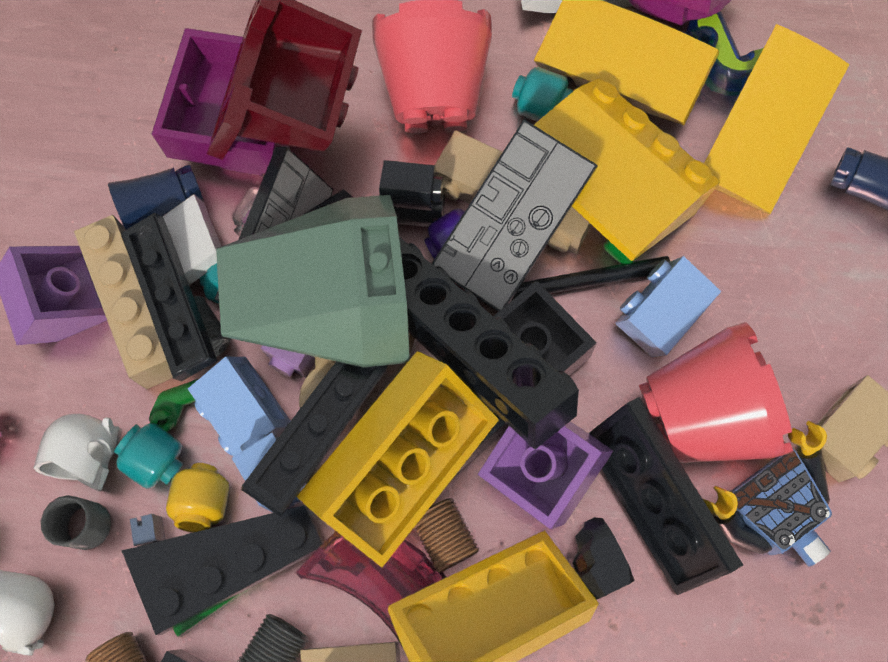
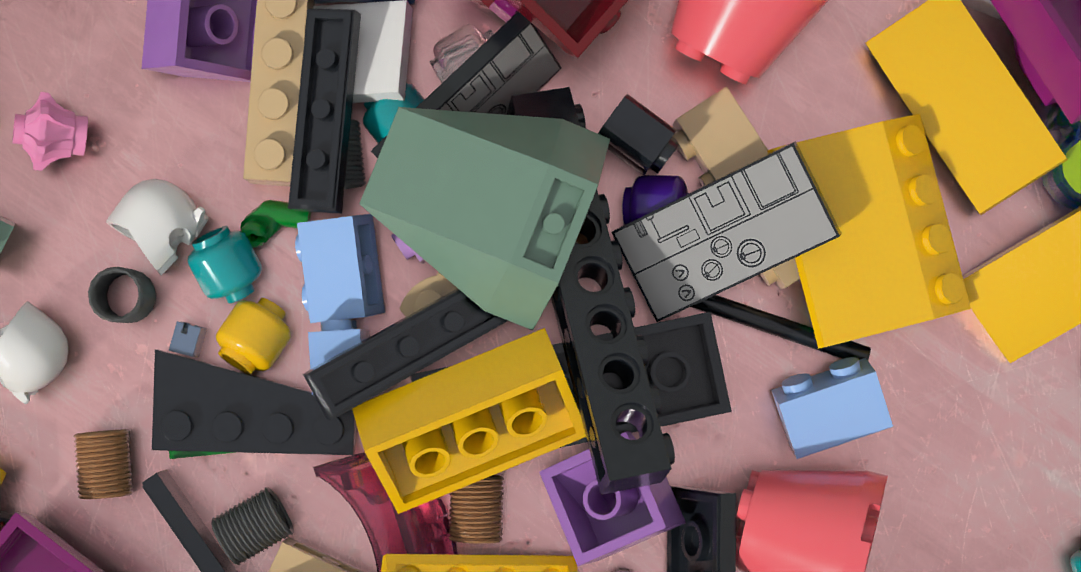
camera: 20 degrees right, 15 degrees up
(539, 92) = (850, 89): teal head -> none

